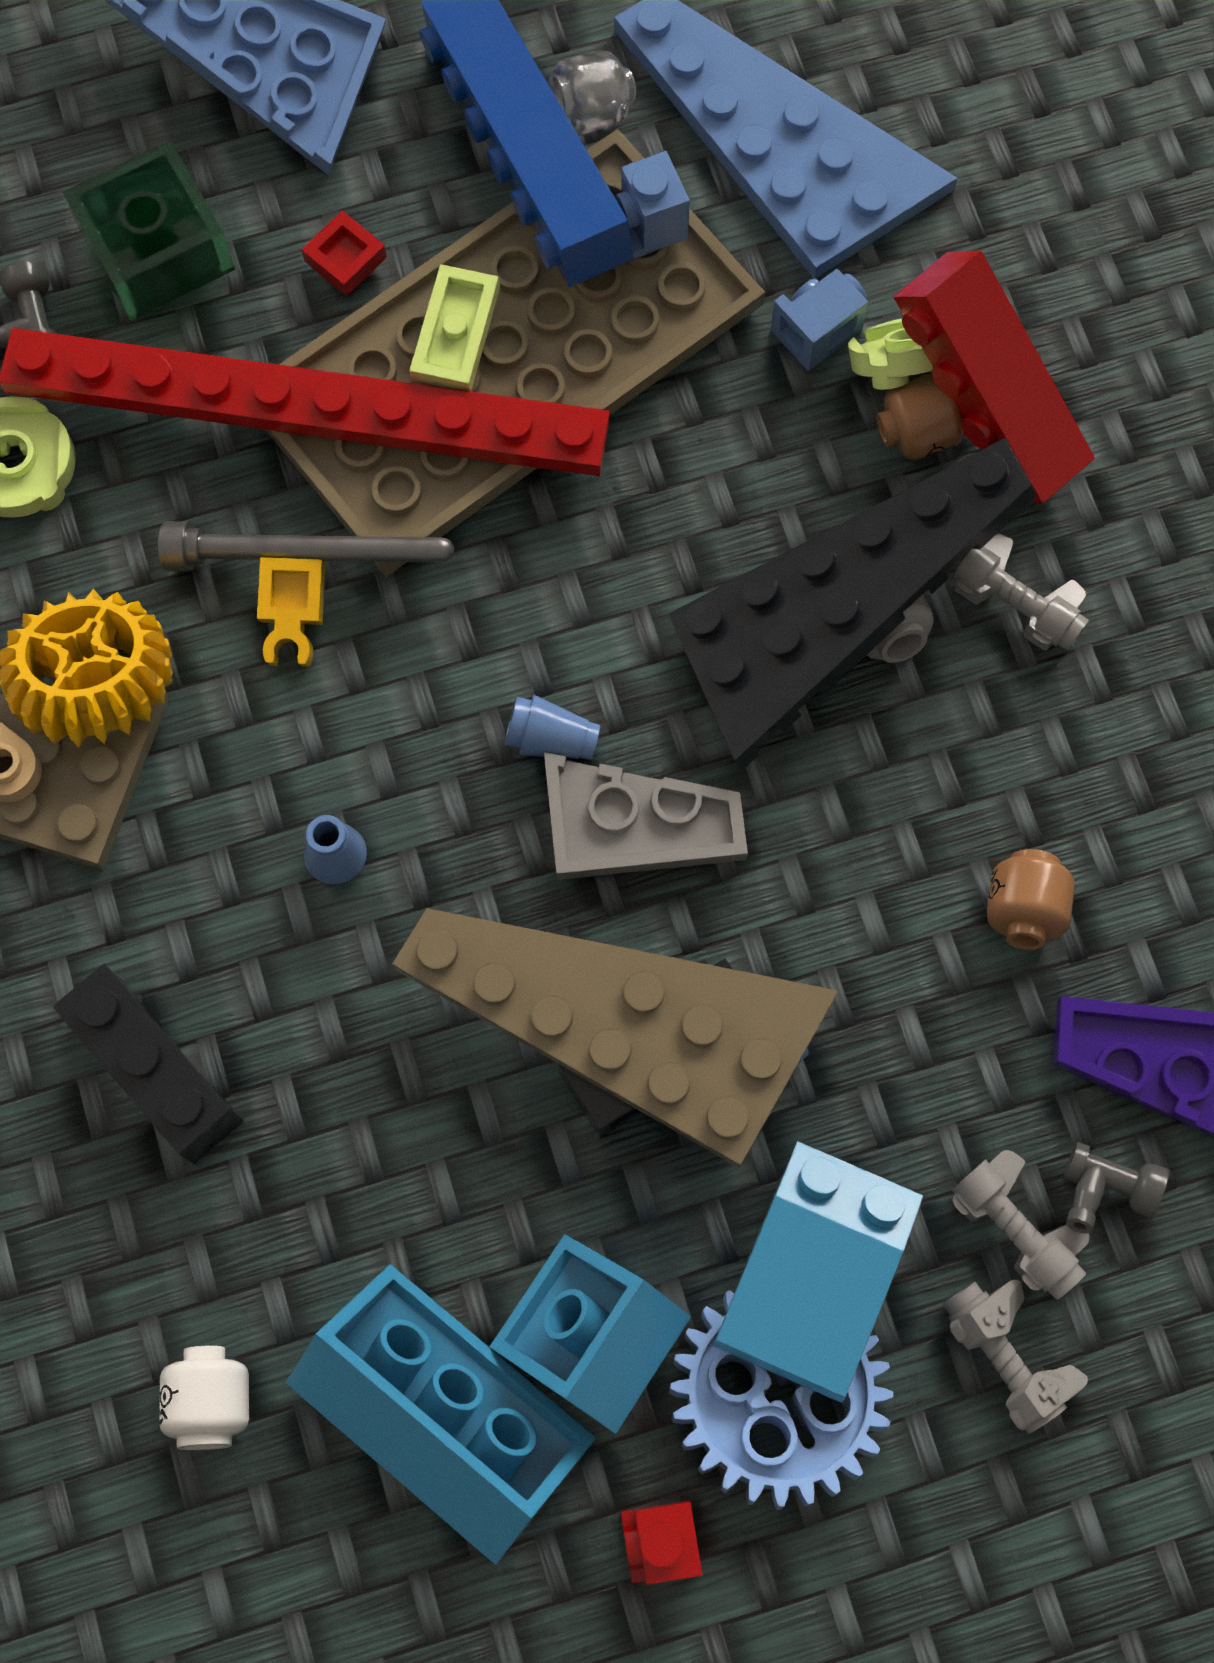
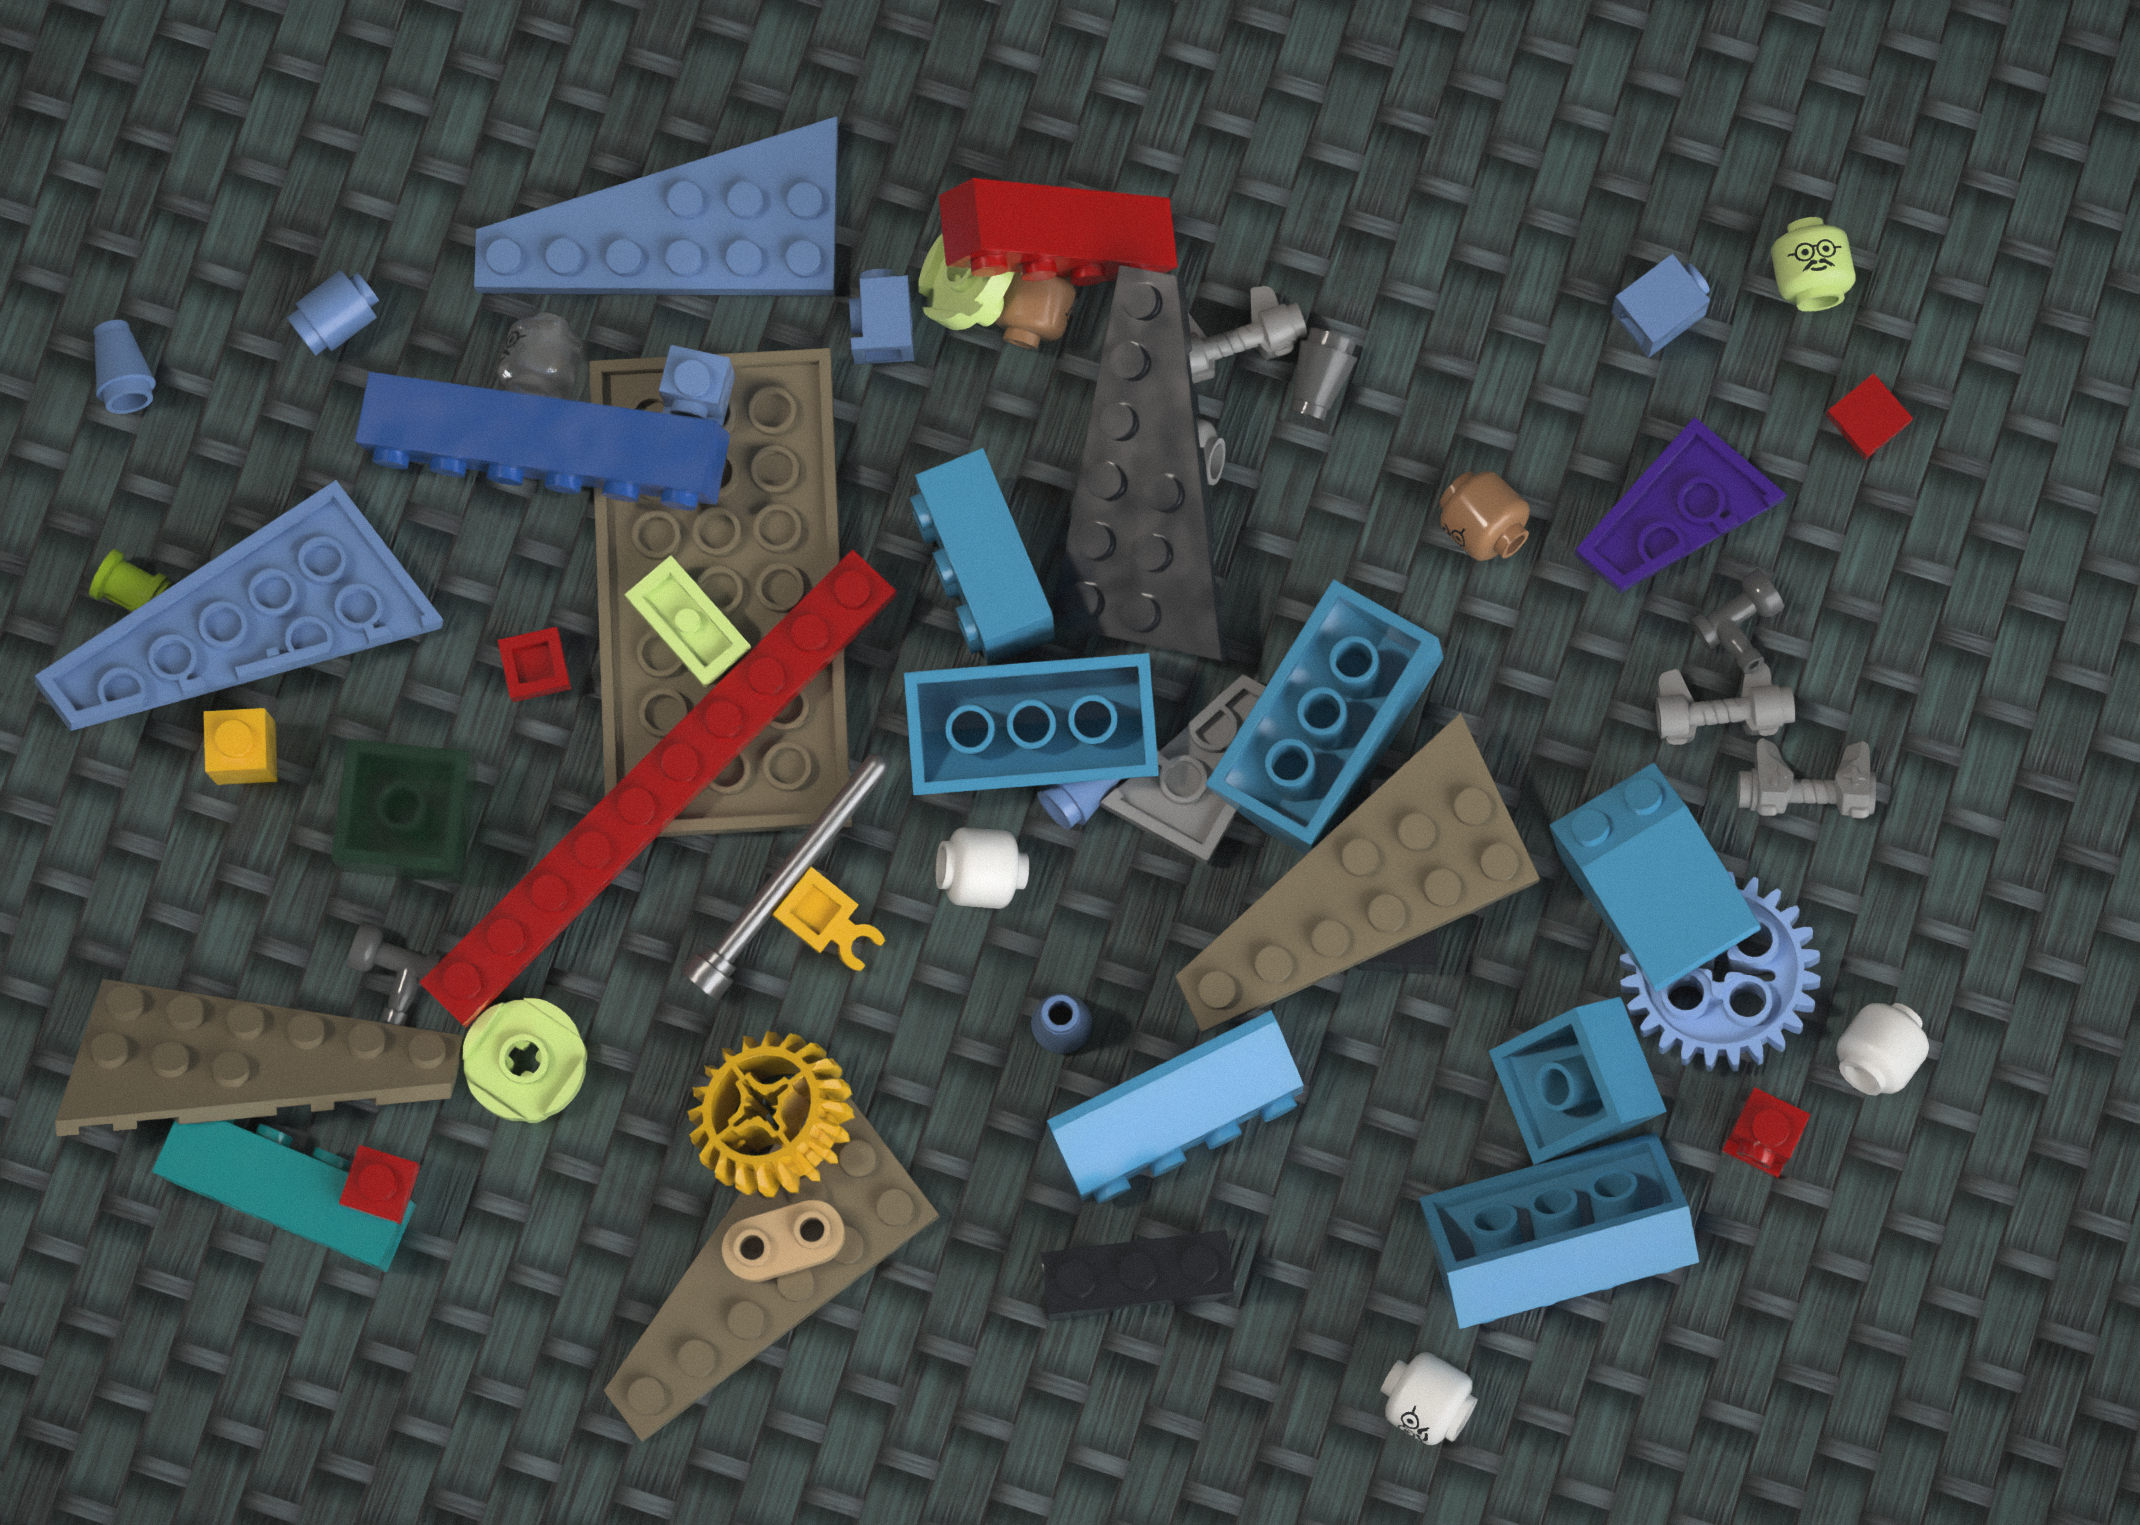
camera: 50 degrees left, 5 degrees up
(122, 87) = (240, 746): none -> yellow brick
(316, 992) = (1175, 1108): none -> slope
(419, 695) = (981, 867): none -> white head
(568, 648) = (1031, 724): none -> dark azure slope
(677, 512) = (981, 558): none -> dark azure brick
(753, 884) = (1326, 718): none -> dark azure slope
(817, 1599) = (1882, 1048): none -> white head
(1047, 682) = (1321, 372): none -> dark grey cone

